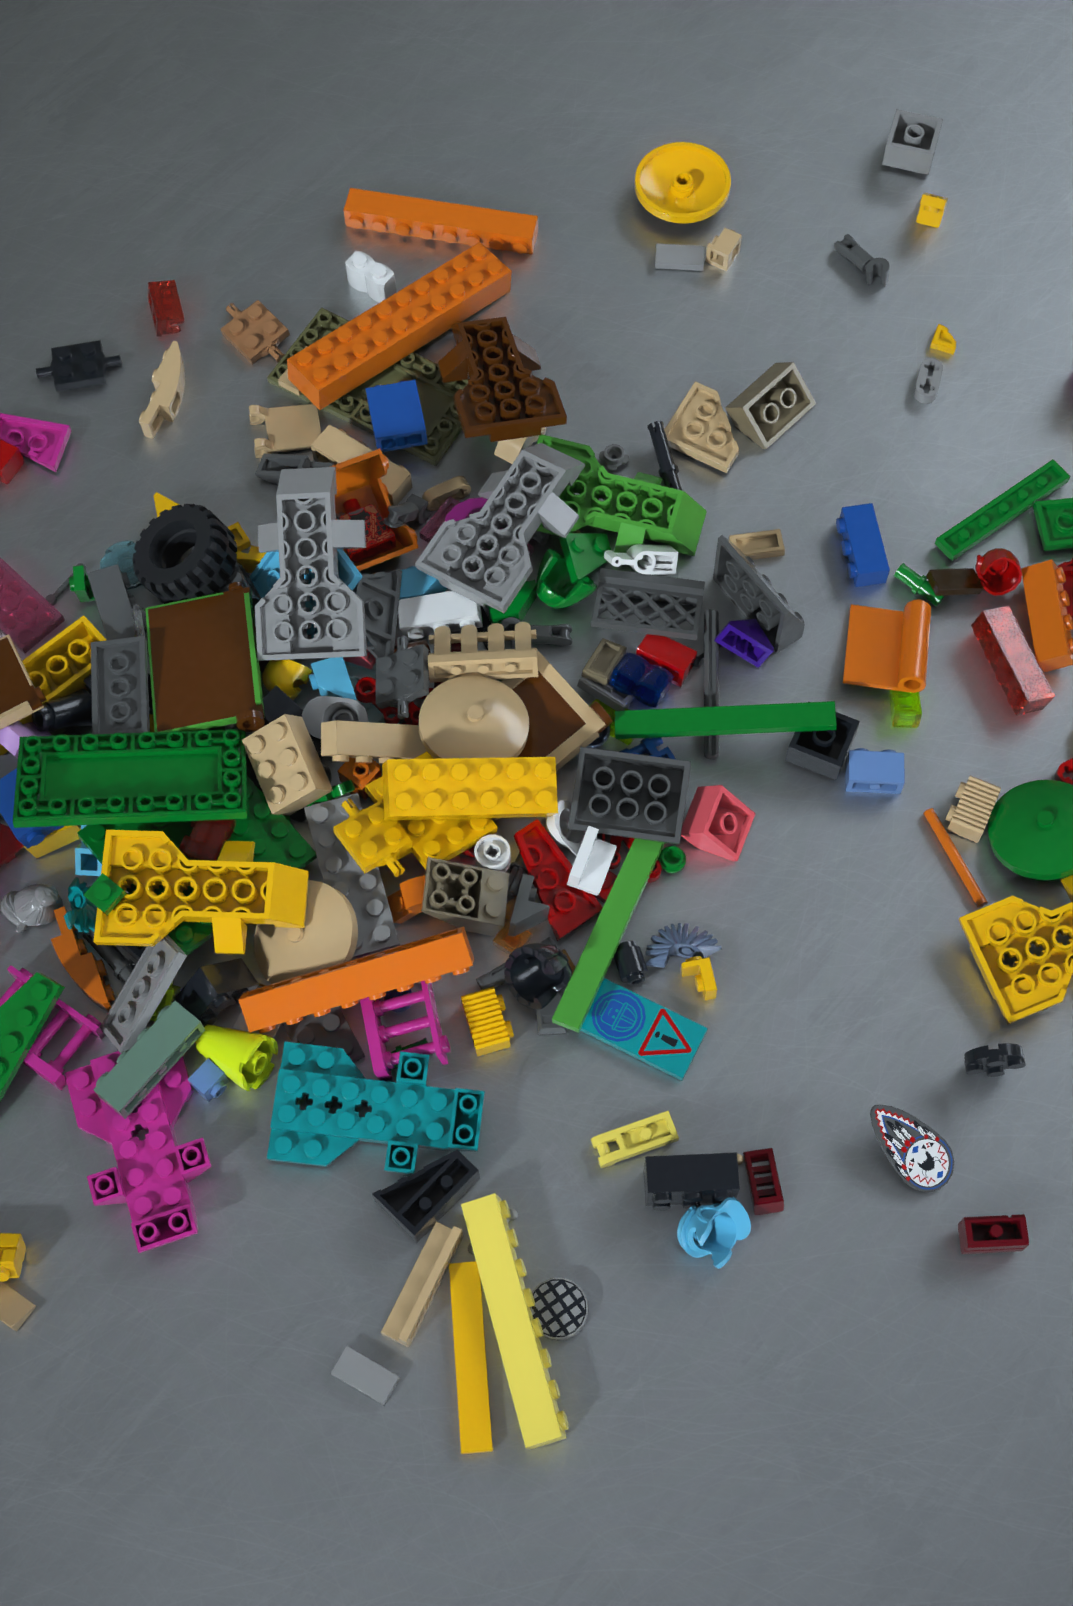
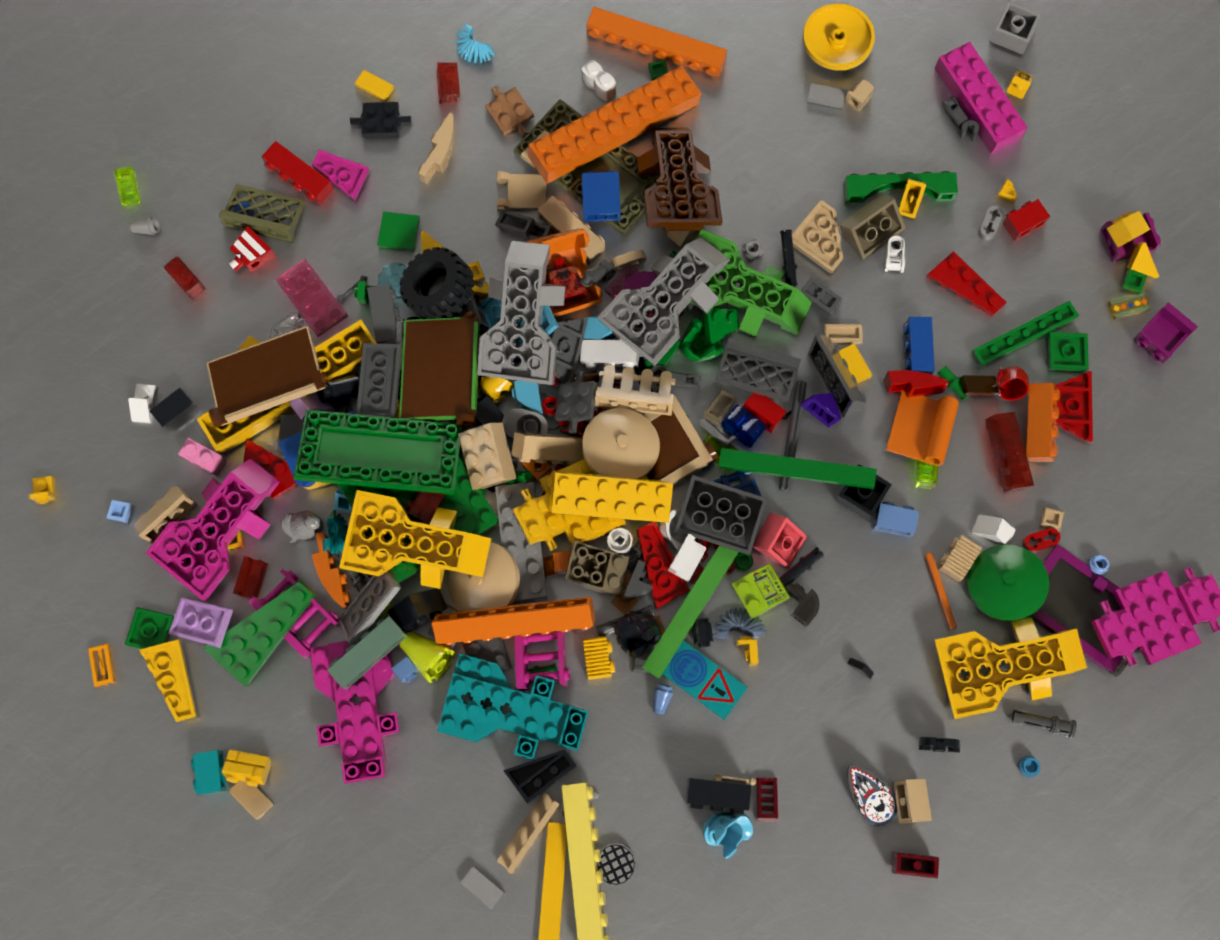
camera: 10 degrees right, 10 degrees up
(65, 325) = (374, 85): none -> yellow tile
(105, 894) = (350, 536): green plate -> none
(122, 502) = (398, 231): none -> green tile
(193, 261) = (471, 48): none -> medium azure hair
(447, 252) = (657, 69): none -> green tile
(587, 1062) = (662, 697): none -> medium blue cone
(635, 1138) = (686, 757): light yellow plate -> none
(656, 559) = (761, 335): white piece -> none
(703, 892) = (761, 591): none -> lime slope
(718, 498) = (821, 295): none -> dark grey hinge
(757, 850) = (804, 564): none -> black pin
(771, 900) = (808, 603): none -> clear smoke brick
(781, 579) = (855, 363): none -> yellow tile
(807, 439) = (894, 258): none -> white piece
(817, 362) = (911, 198): none -> yellow slope
(846, 344) = (939, 186): none -> green arch
(863, 976) = (860, 667): none -> black tile
(865, 591) = (914, 383): none -> red slope
(884, 230) = (980, 97): none -> dark pink brick
(902, 454) = (967, 284): none -> red wing
(972, 1145) = (912, 801): none -> tan brick
(974, 368) = (1026, 219): none -> red brick
(1012, 764) = (993, 529): none -> white slope

